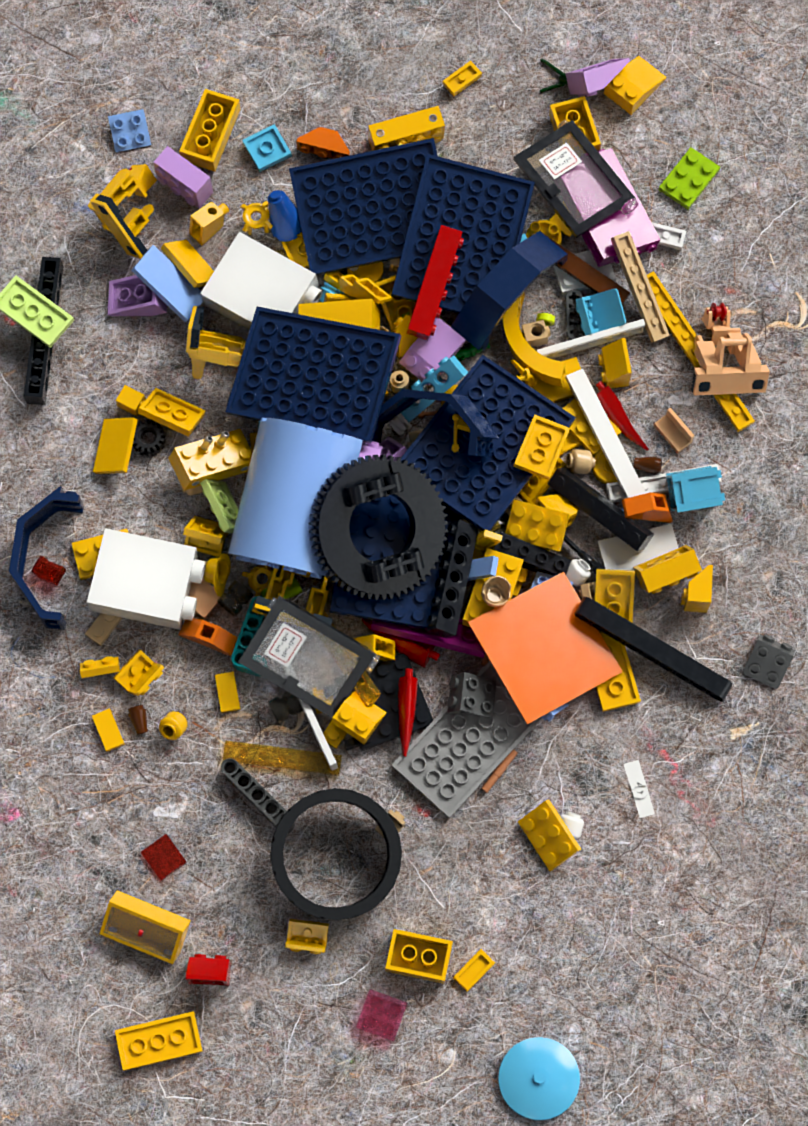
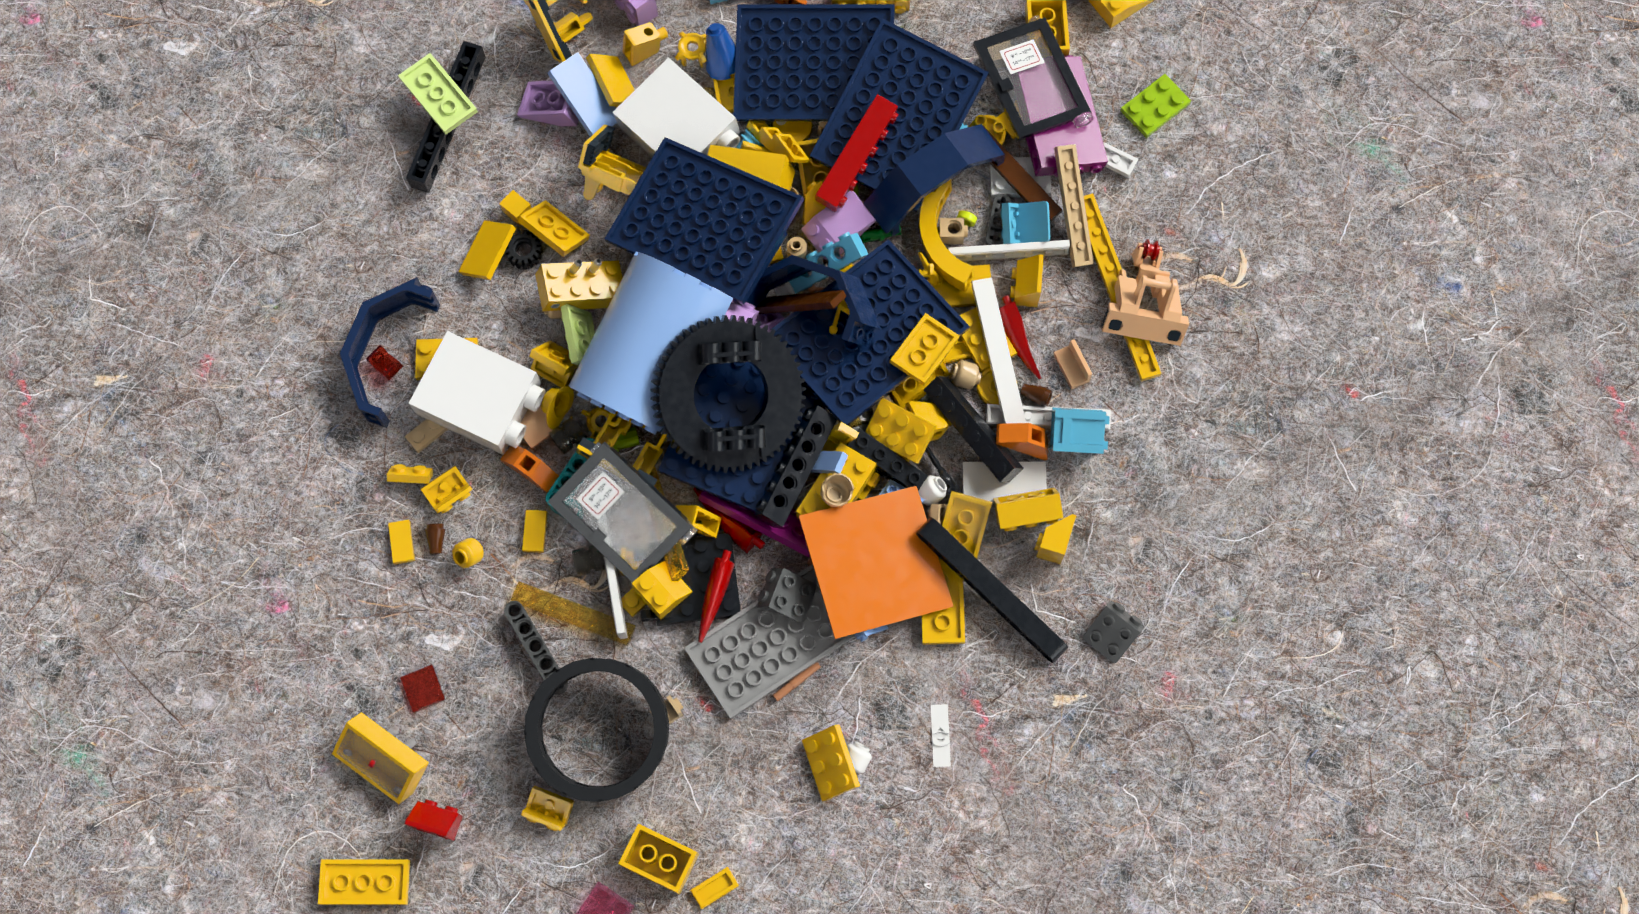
camera: 15 degrees right, 0 degrees up
(420, 429) = (801, 302): none -> reddish brown tile

